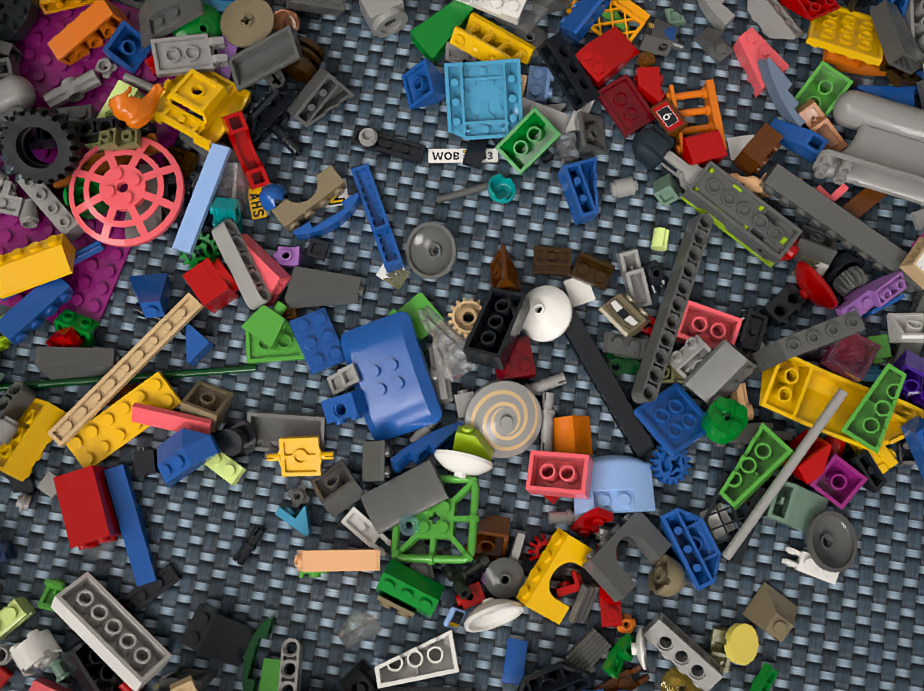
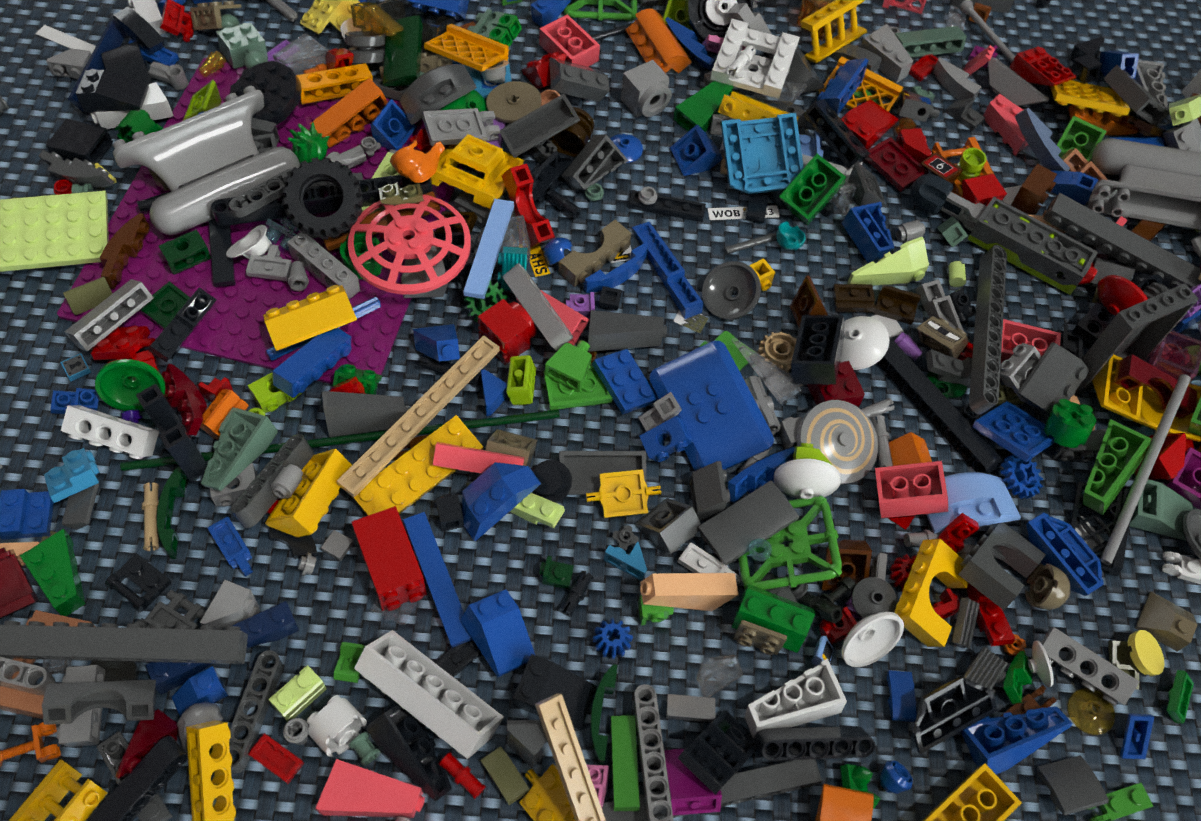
camera: 15 degrees left, 20 degrees down
(44, 70) = (308, 144): none -> green hair
(177, 581) = (499, 632): none -> blue slope
(222, 336) = (521, 380): none -> lime brick
(234, 525) = (556, 573): none -> dark green bracket
(276, 598) = (619, 644): none -> blue gear
(322, 132) = (594, 192): none -> sand green plate
(331, 657) = (690, 708): none -> light grey slope
(357, 81) = (629, 146): none -> blue dish
(463, 229) = (764, 273): none -> yellow brick
(592, 317) = (908, 346): none -> medium lavender cone
(607, 230) = (895, 268): none -> yellowish green wedge
(698, 117) = (971, 163): none -> lime wheel
(799, 377) = (1134, 372): none -> dark red arch

